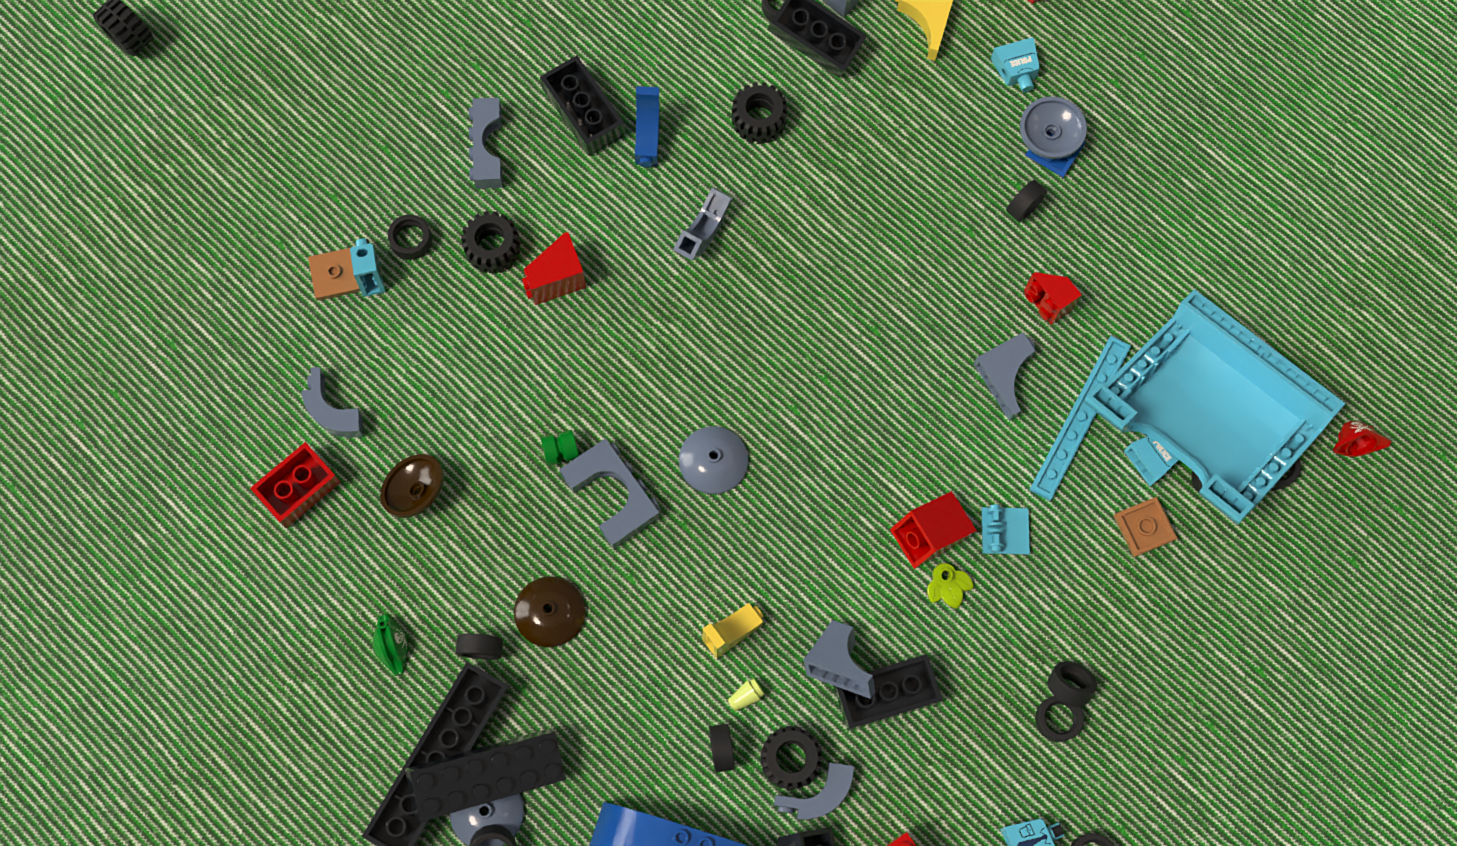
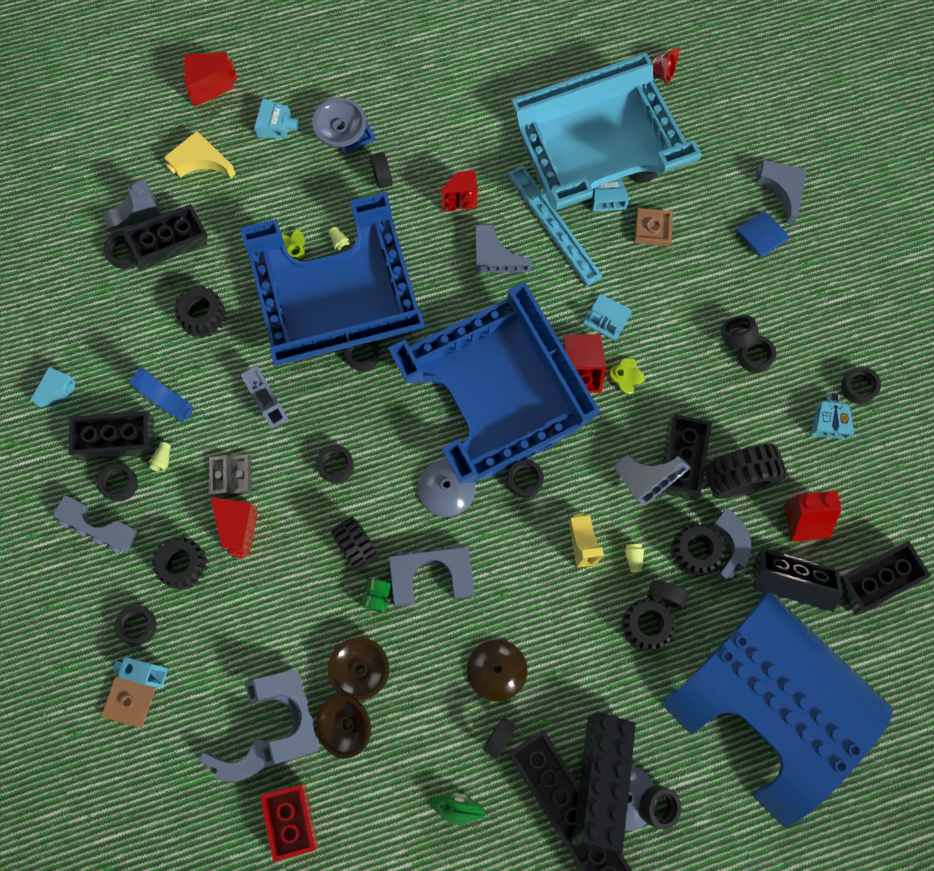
camera: 60 degrees left, 0 degrees up
(421, 414) = (289, 690): none -> sand blue arch
(474, 455) = (348, 657): none -> dark brown dish
(540, 123) = (103, 477): none -> black tyre
(587, 163) = (160, 458): none -> yellowish green cone
(599, 396) = (354, 543): none -> black tyre
(600, 24) = (53, 388): none -> medium azure slope
(607, 239) = (230, 475): none -> flat silver slope
(670, 317) = (328, 451): none -> black tyre
(679, 722) = (664, 618): none -> black tyre
(771, 517) = (525, 464): none -> black tyre
(811, 278) = (367, 365): none -> black tyre
(855, 238) = (334, 298): none -> blue slope
(859, 456) = (506, 382): none -> blue slope
(886, 157) = (295, 244): none -> lime plate
(903, 763) = (745, 471): none -> black tyre
(920, 206) = (339, 240): none -> yellowish green cone
(1213, 655) = (762, 234): none -> blue slope
(1296, 650) = (785, 183): none -> sand blue arch

